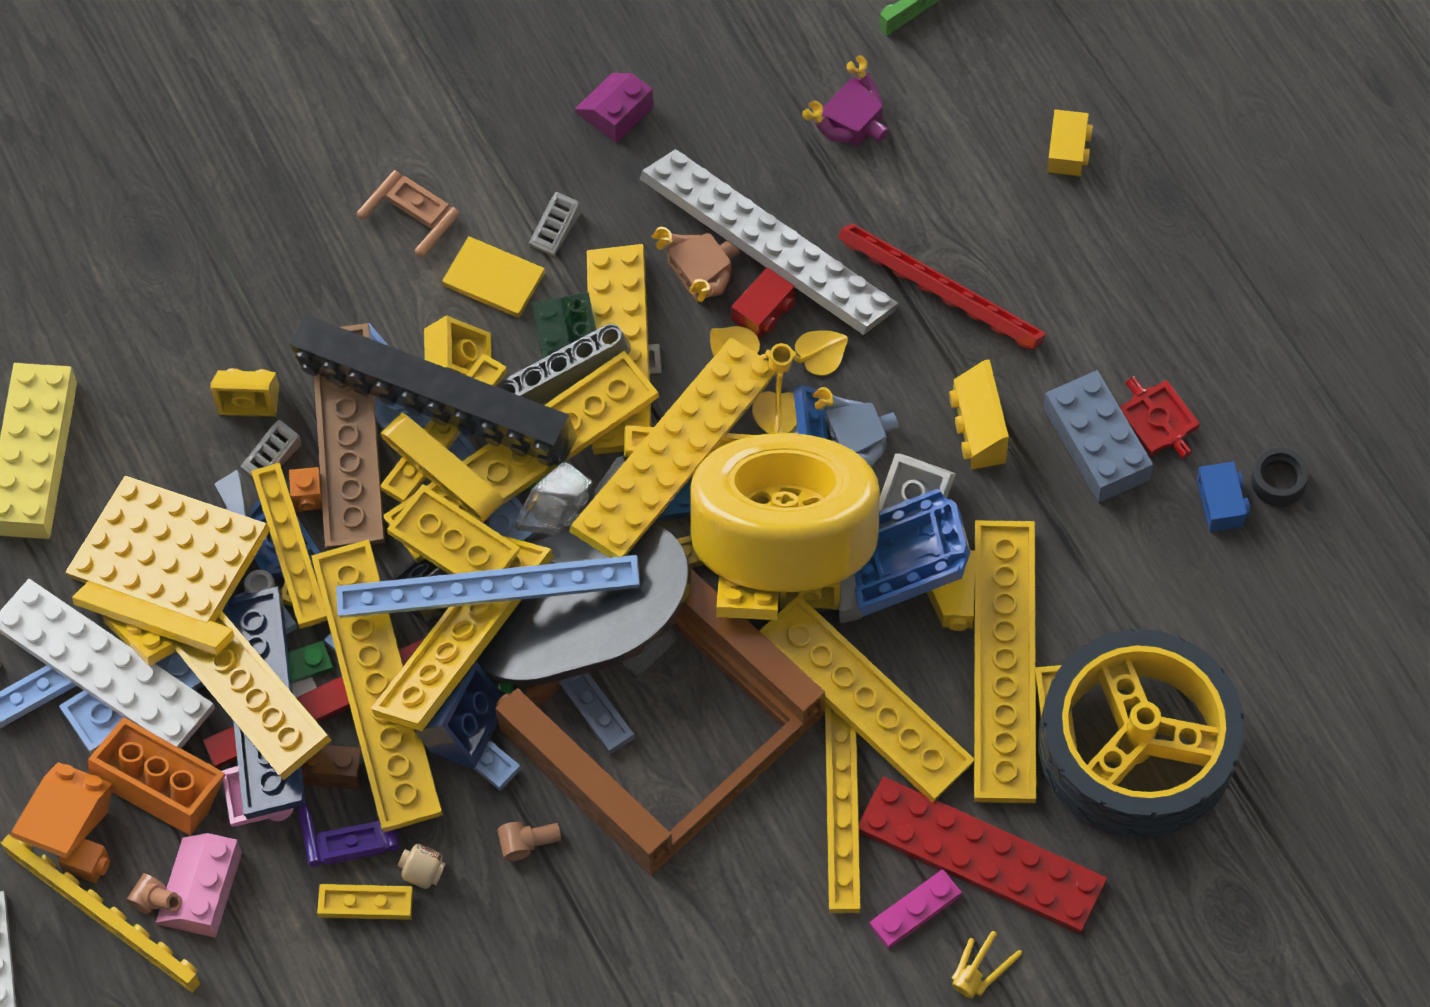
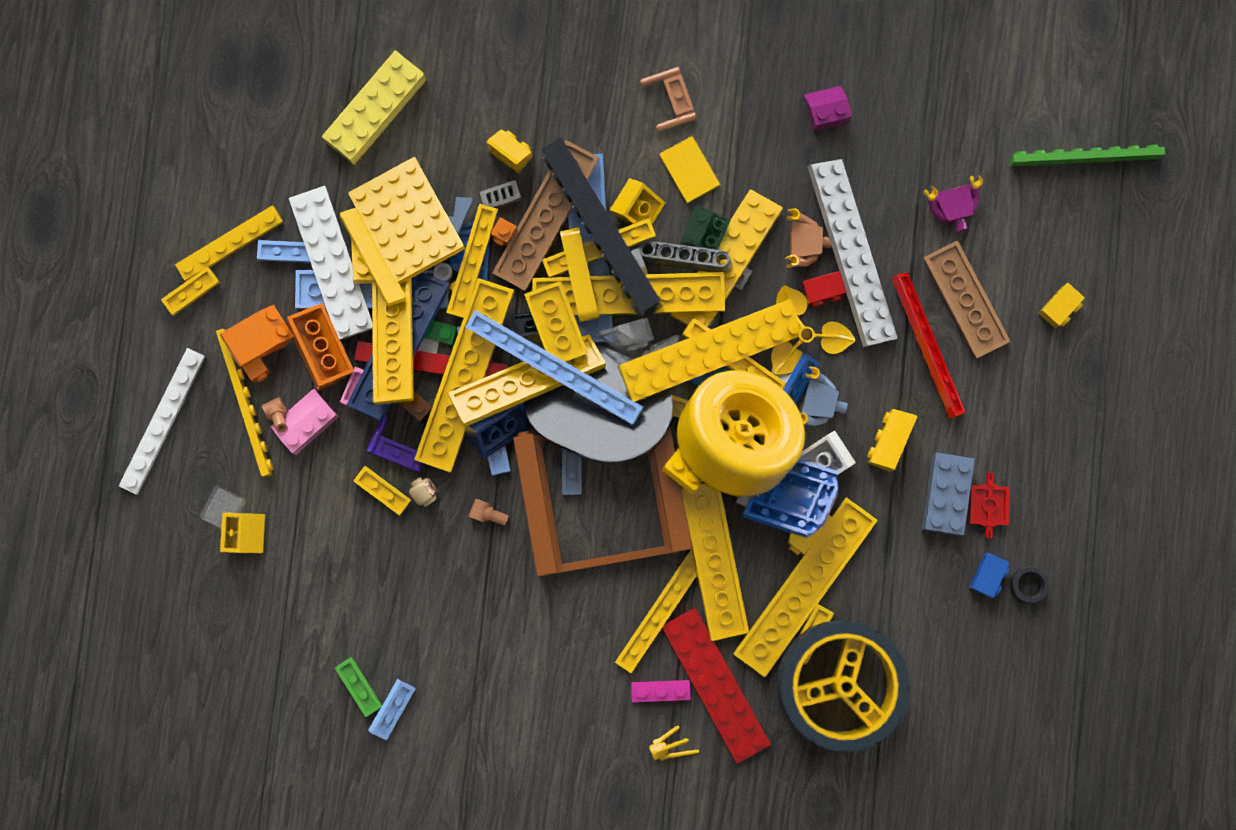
camera: 30 degrees right, 20 degrees up
(563, 208) = (741, 154): light grey slope -> none
(948, 208) = (966, 299): none -> medium nougat plate

